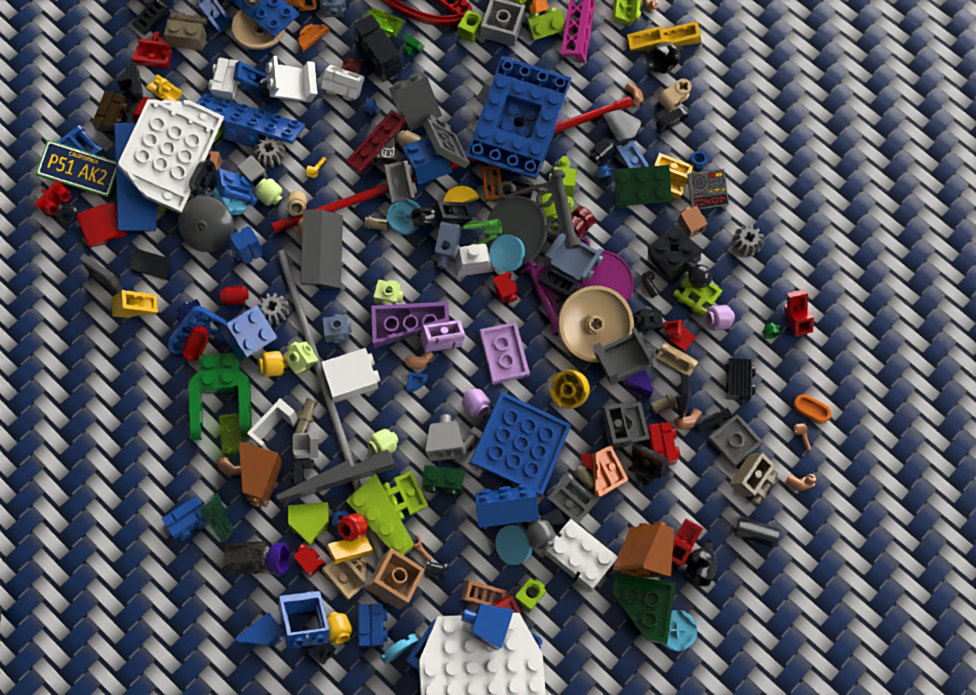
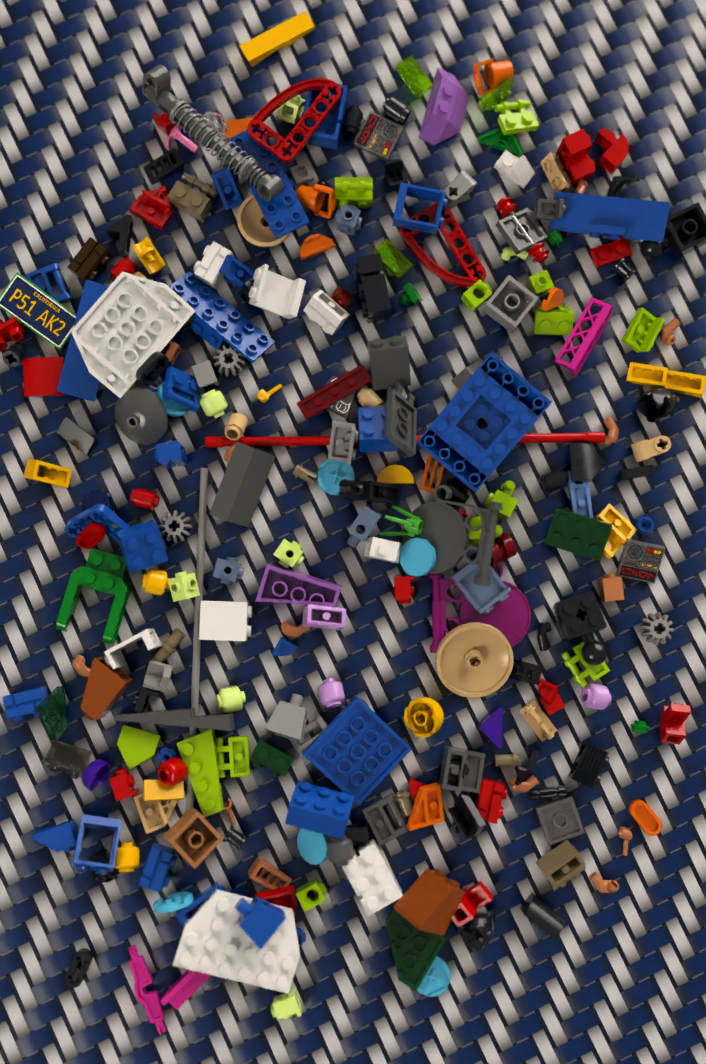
camera: 15 degrees right, 15 degrees up
(101, 273) = (24, 431): flat silver tile -> none
(230, 433) = (93, 636): clear neon green plate -> none
(370, 106) = (345, 347): blue plate -> none
(504, 353) = (377, 651): lavender tile -> none
(570, 285) = (461, 602): black slope -> none
(603, 172) = (545, 504): blue plate -> none
(624, 357) = (487, 706): dark grey panel -> none

